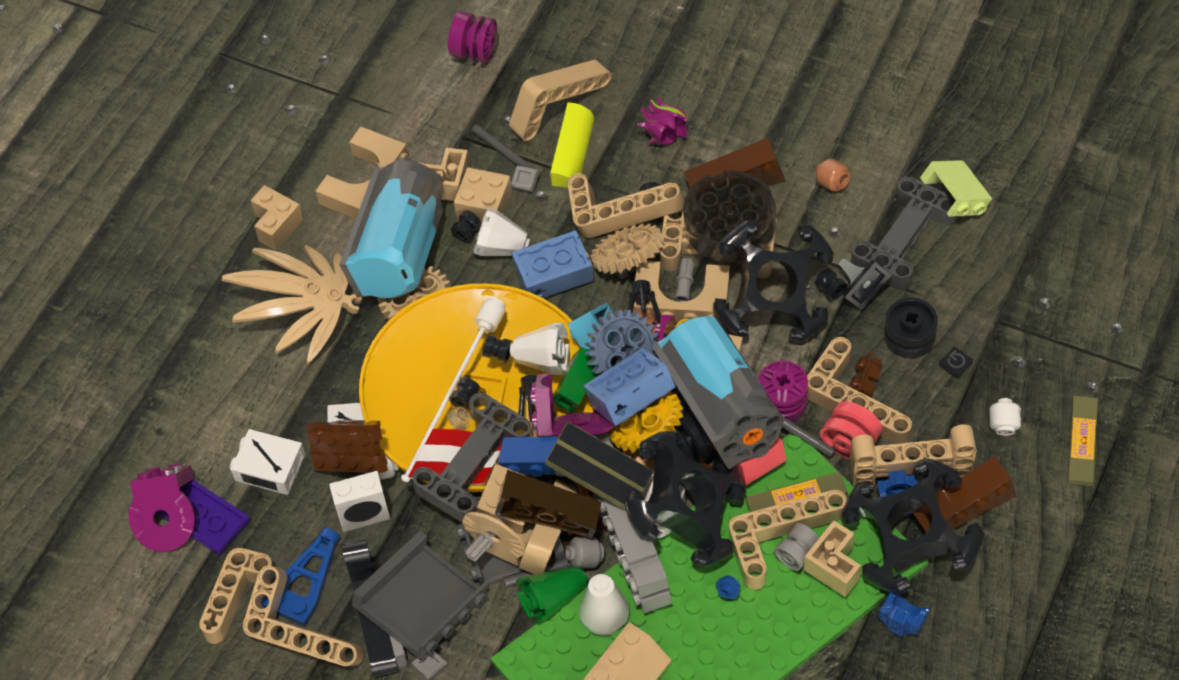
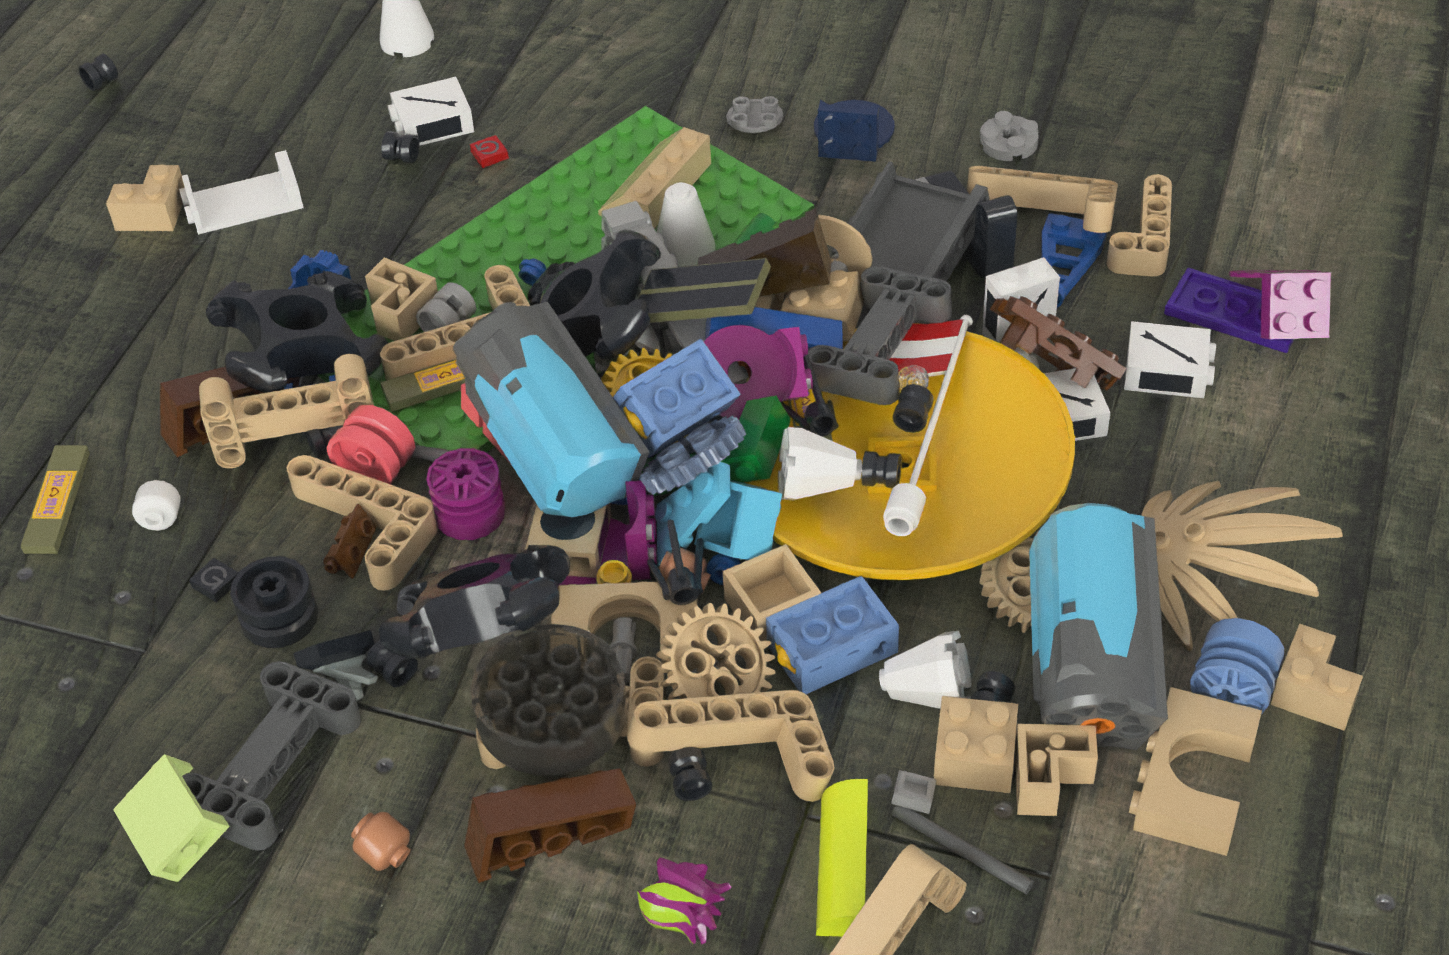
camera: 170 degrees right, 10 degrees down
(319, 215) = (1238, 663): none -> medium blue wheel
(583, 291) = (767, 586): none -> tan piece

